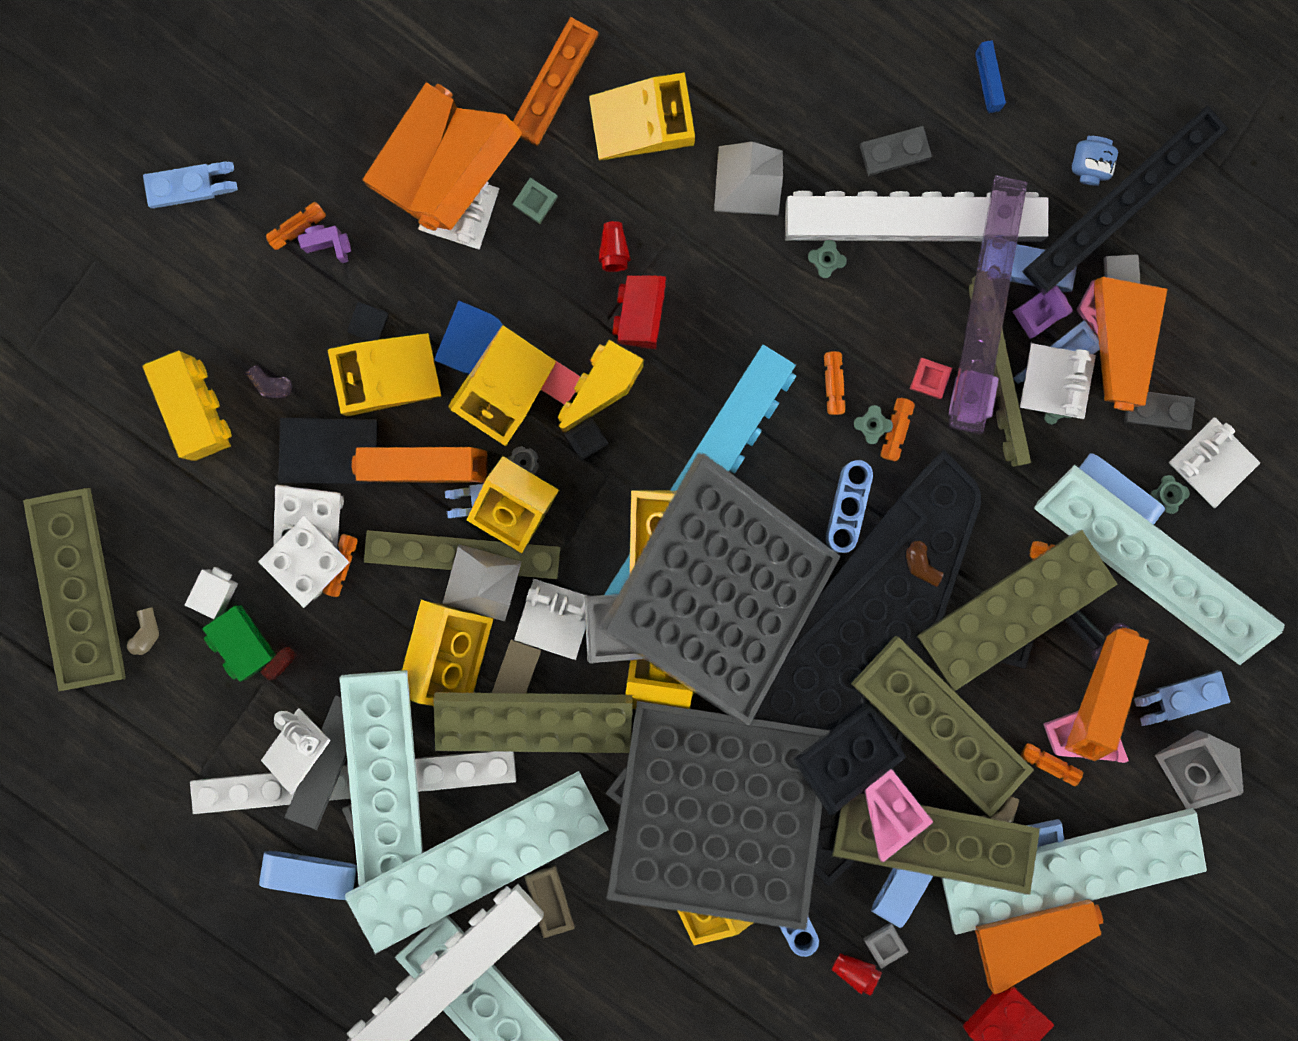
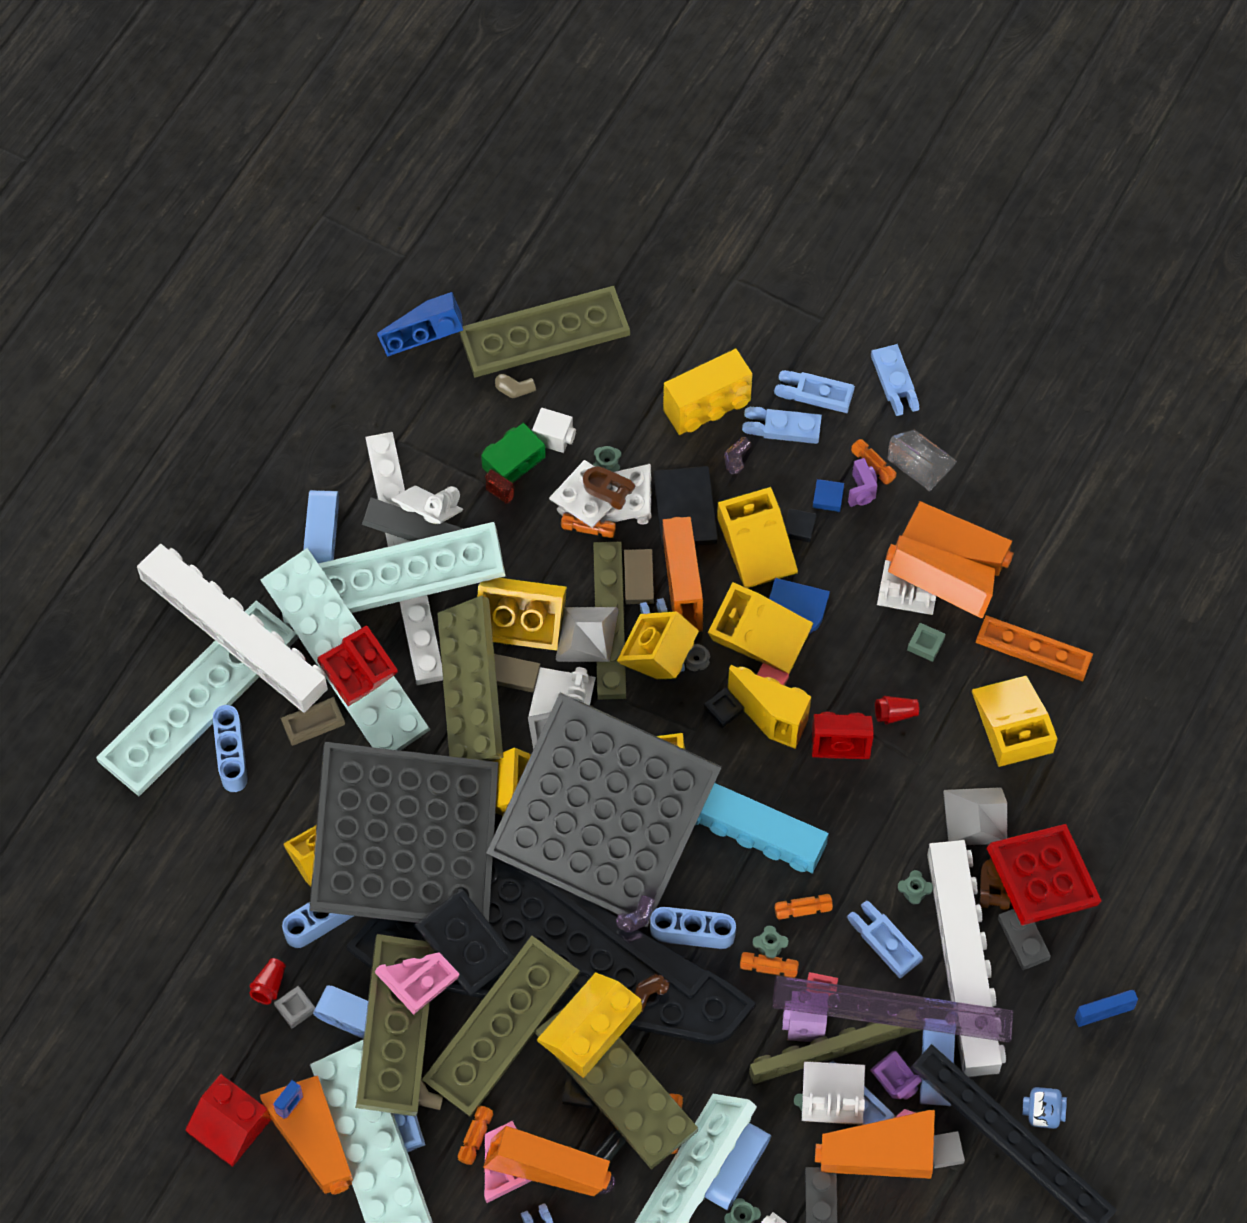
camera: 85 degrees right, 25 degrees down
(48, 728) = (422, 325): none -> blue slope
(195, 278) = (815, 390): none -> light blue hinge
(234, 321) = (783, 425): none -> light blue hinge
(248, 540) = (607, 453): none -> sand green plate
(296, 548) = (598, 482): none -> reddish brown plate
(298, 170) = (919, 458): none -> clear slope
(333, 284) = (828, 495): none -> blue tile
(411, 515) = (638, 576): none -> dark tan tile
(501, 850) = (357, 665): none -> red slope
(563, 1008) = (225, 736): none -> light blue beam
(821, 168) = (990, 880): none -> reddish brown plate
(834, 116) = (1043, 874): none -> red plate
(838, 564) = (638, 918): none -> clear purple arm
(886, 298) = (886, 940): none -> light blue hinge
(963, 633) = (591, 1023): none -> yellow slope
(1011, 966) = (288, 1099): none -> blue tile

